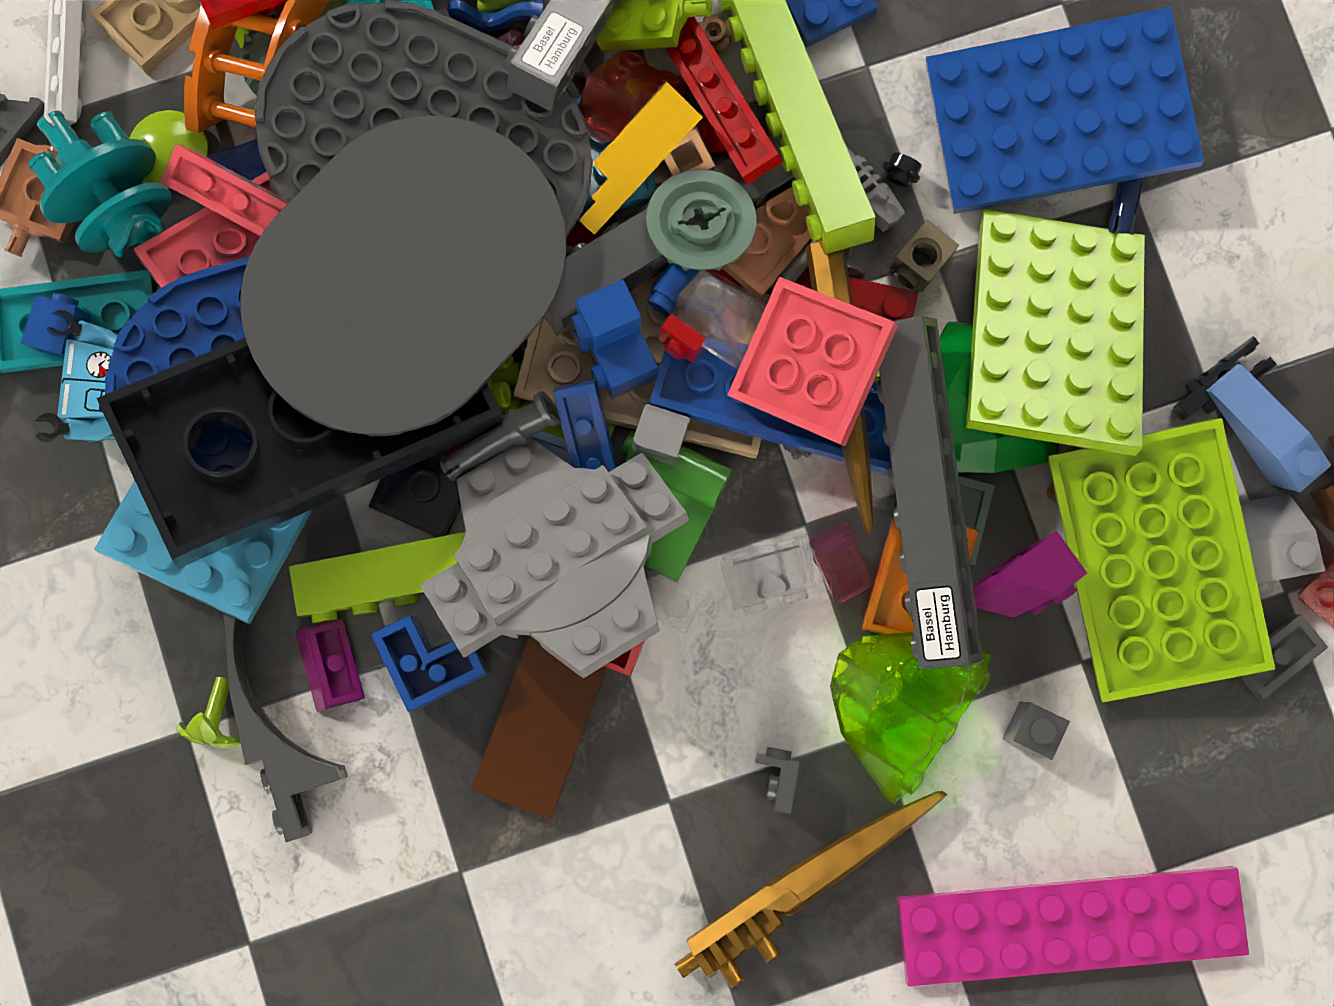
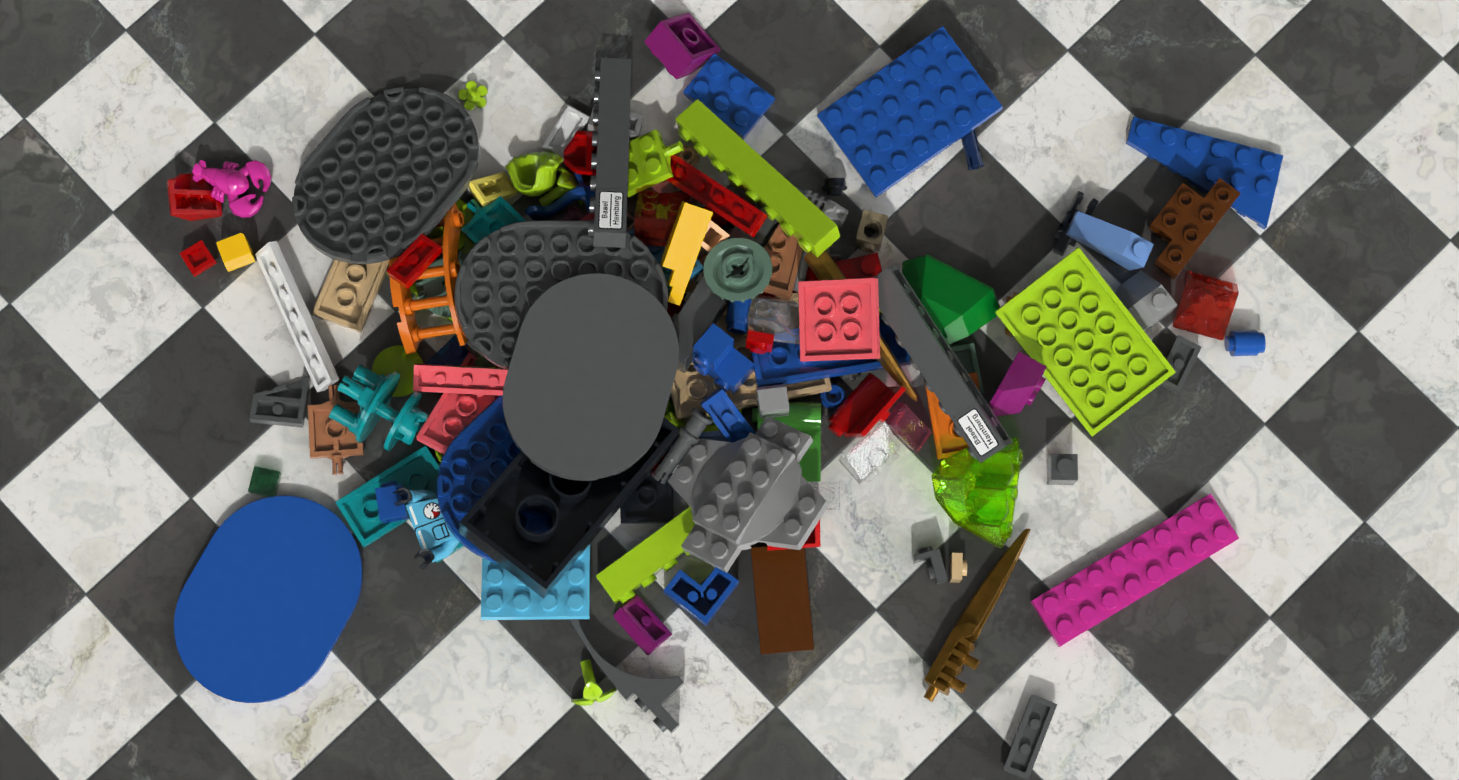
camera: 30 degrees left, 5 degrees down
(755, 479) = (833, 403): none -> blue plate
(791, 506) = (864, 407): none -> red door
(814, 800) = (957, 567): none -> tan plate
(1058, 333) = (966, 239): lime plate -> none

